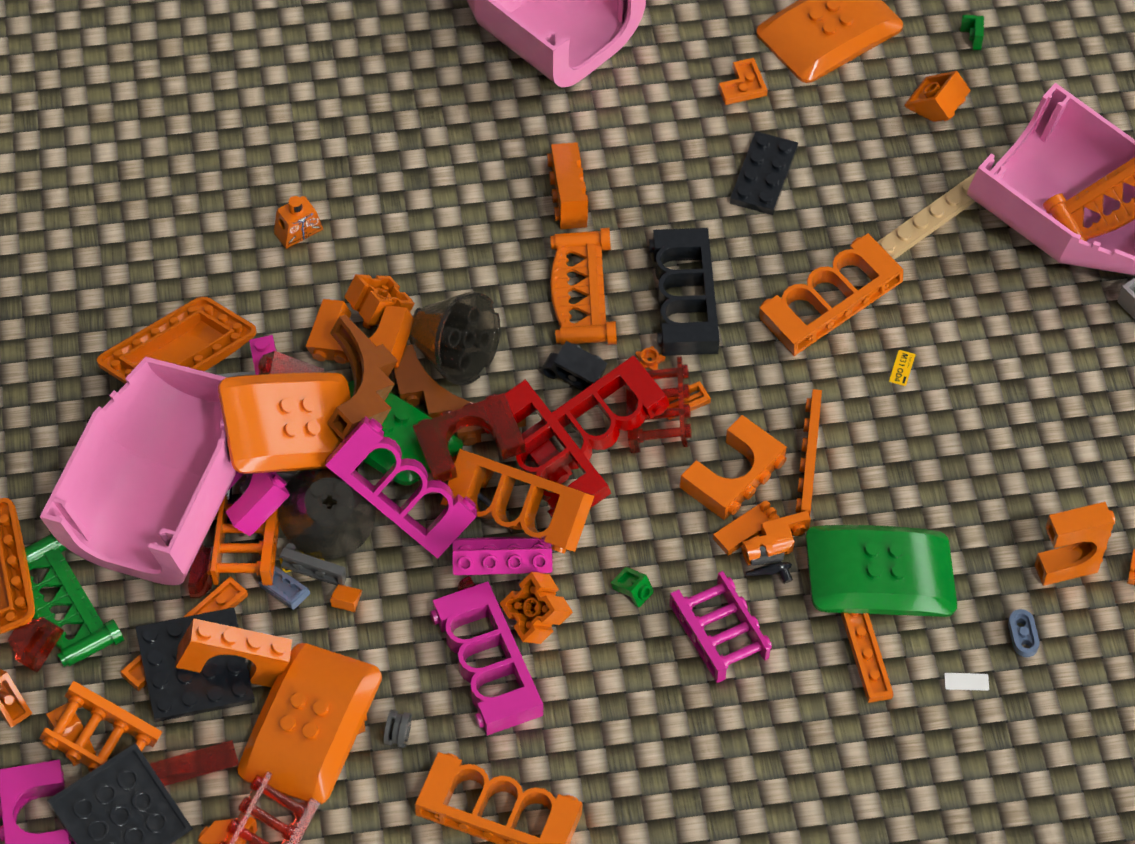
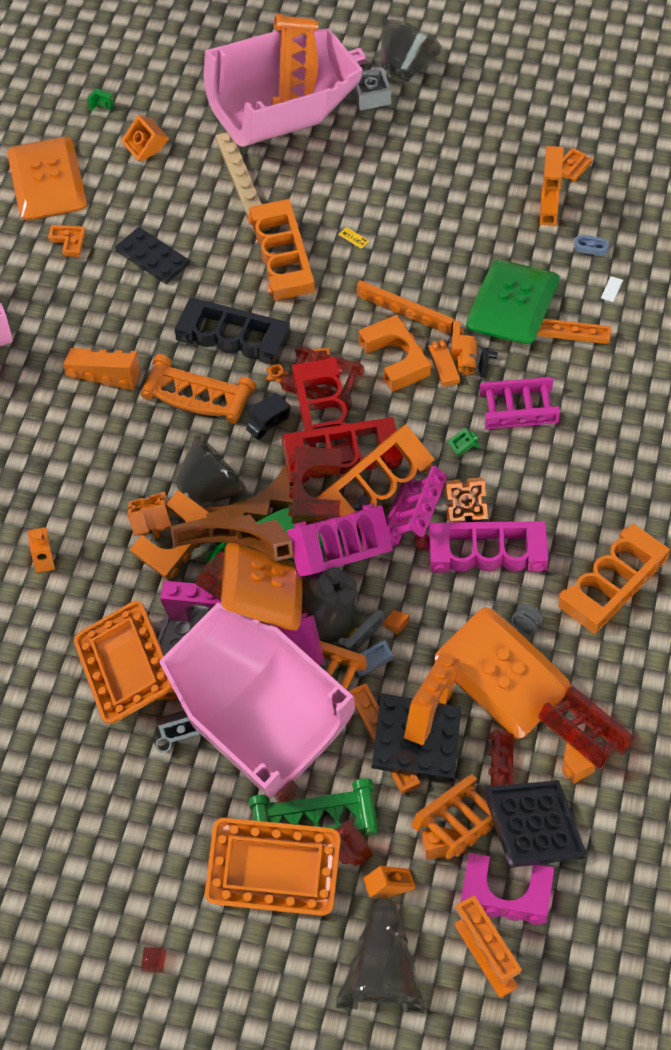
camera: 65 degrees left, 0 degrees up
(80, 561) = (287, 793): none -> clear red plate

